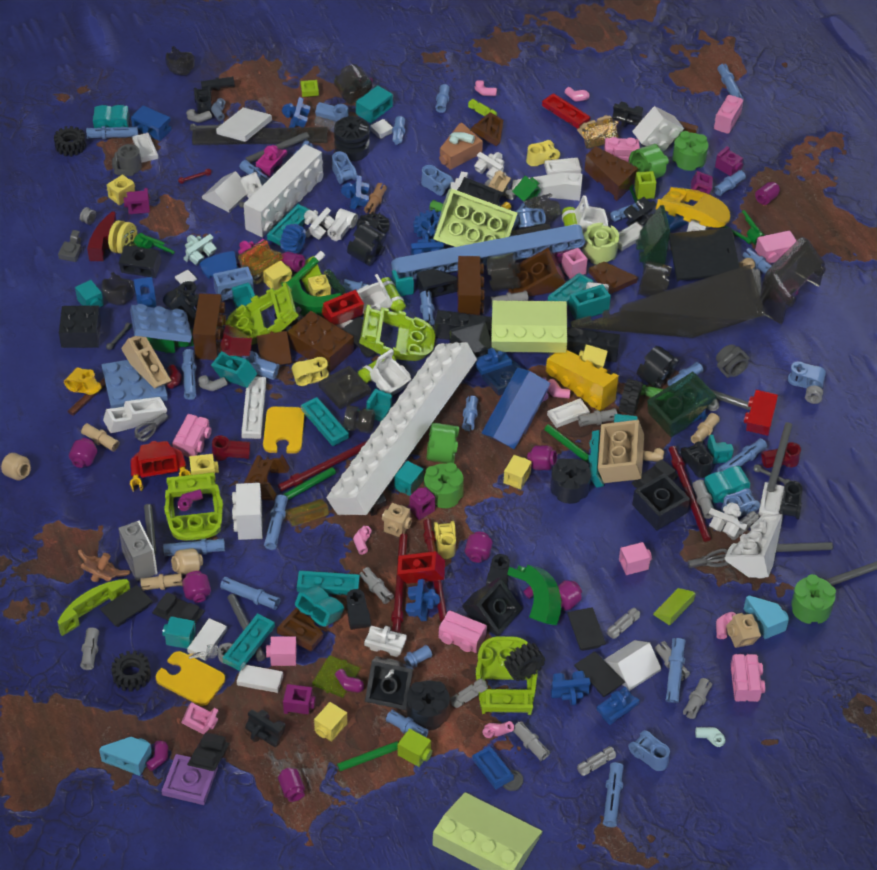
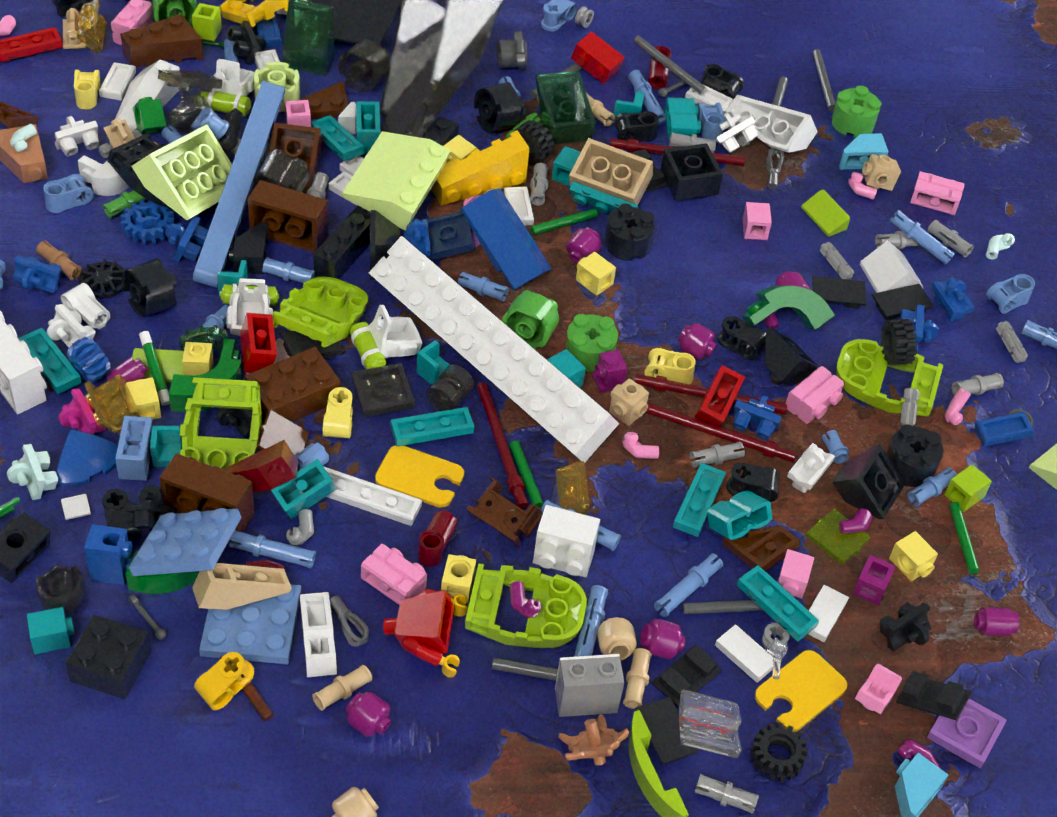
camera: 75 degrees left, 0 degrees up
(138, 627) = (709, 723): none -> clear slope
(179, 632) = (733, 677): teal brick -> none
(565, 192) = (187, 80): none -> clear smoke plate

